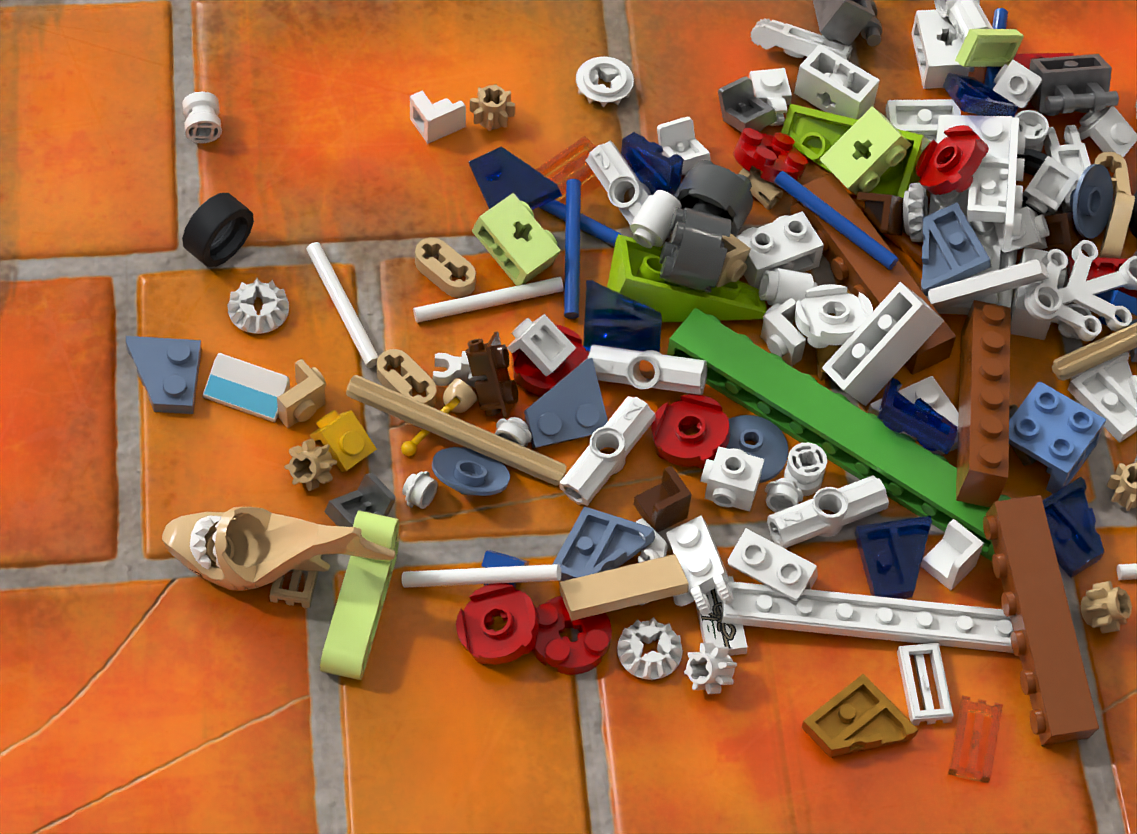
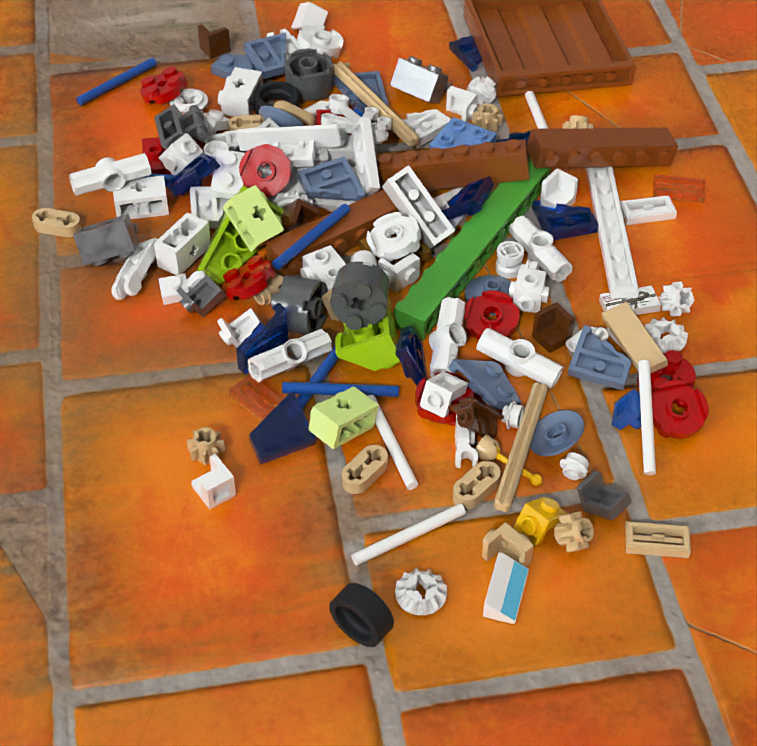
camera: 90 degrees left, 10 degrees down
(167, 371) = (497, 650): sand blue wing -> none
(202, 118) = (227, 652): white wheel -> none
(257, 547) = (668, 549): tan piece -> none
(360, 600) = (679, 490): yellowish green beam -> none
(609, 70) = (178, 374): white gear -> none
(654, 219) = (326, 325): white brick -> none
(700, 562) = (588, 308): white hinge -> none
(772, 565) = (593, 269): white bracket -> none
(858, 721) = (686, 235): pearl gold wing -> none
(989, 47) = (157, 161): yellowish green tile -> none

